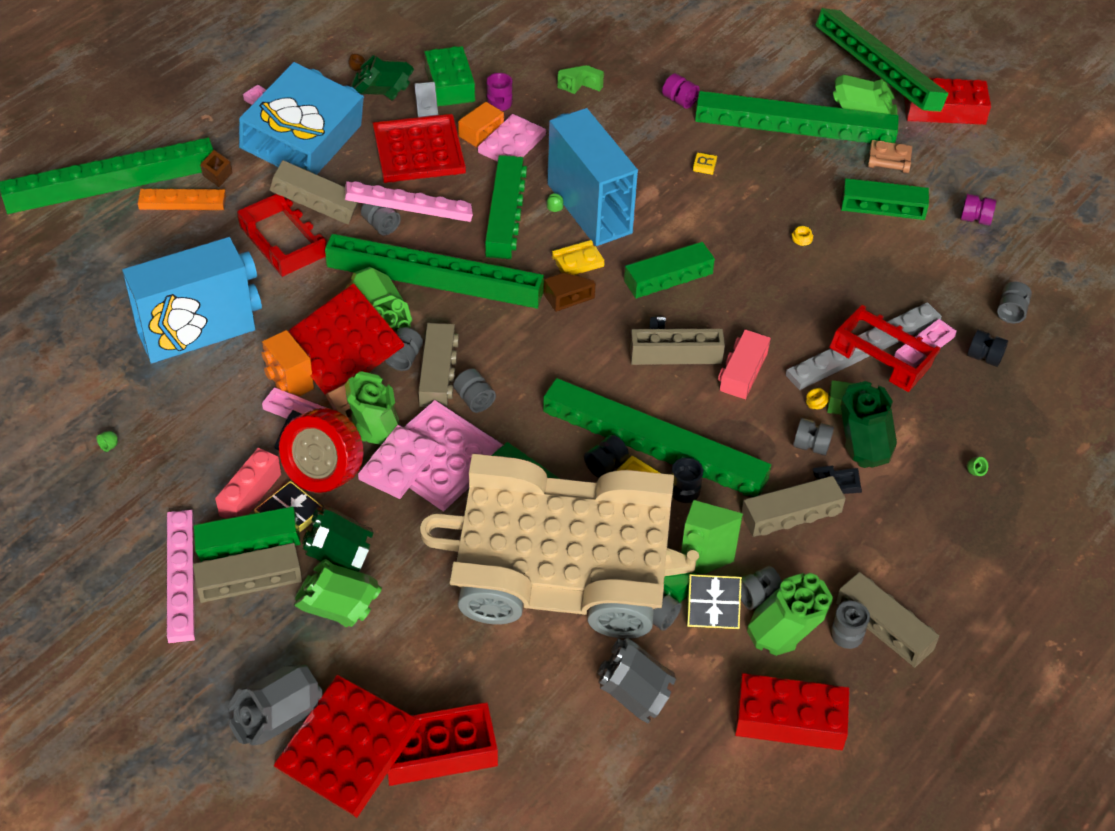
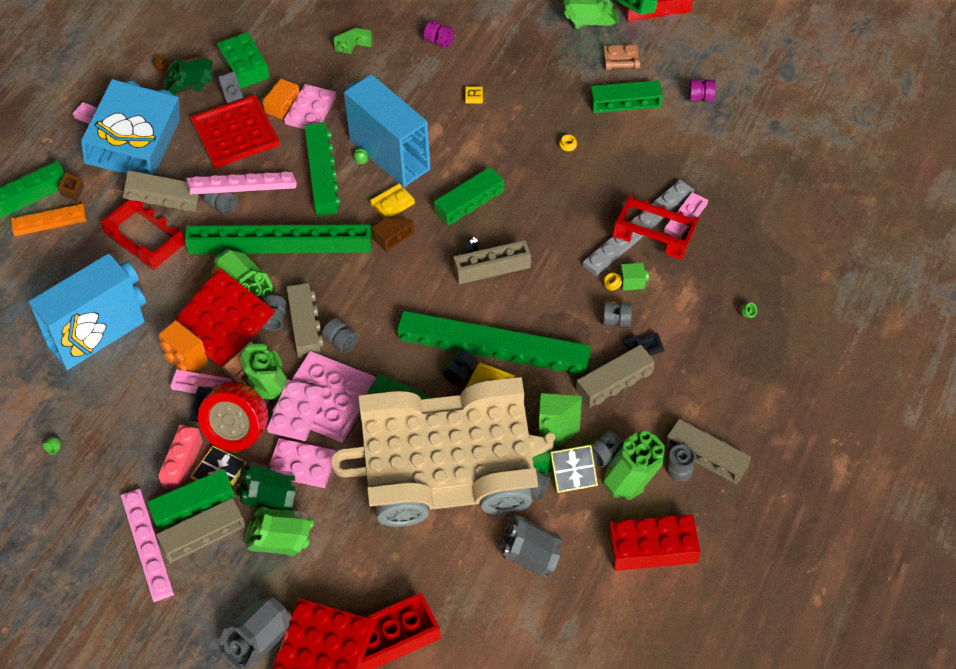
camera: 10 degrees left, 5 degrees up
(393, 524) = (307, 462): none -> bright pink plate
(499, 91) = (289, 66): magenta wheel -> none
(687, 480) = (529, 369): black wheel -> none
(744, 364) = (548, 264): coral brick -> none
(796, 118) = (538, 39): green brick -> none
(868, 424) = (658, 295): dark green brick -> none
(987, 348) = (735, 209): black wheel -> none
(1014, 302) = (747, 165): dark grey wheel -> none

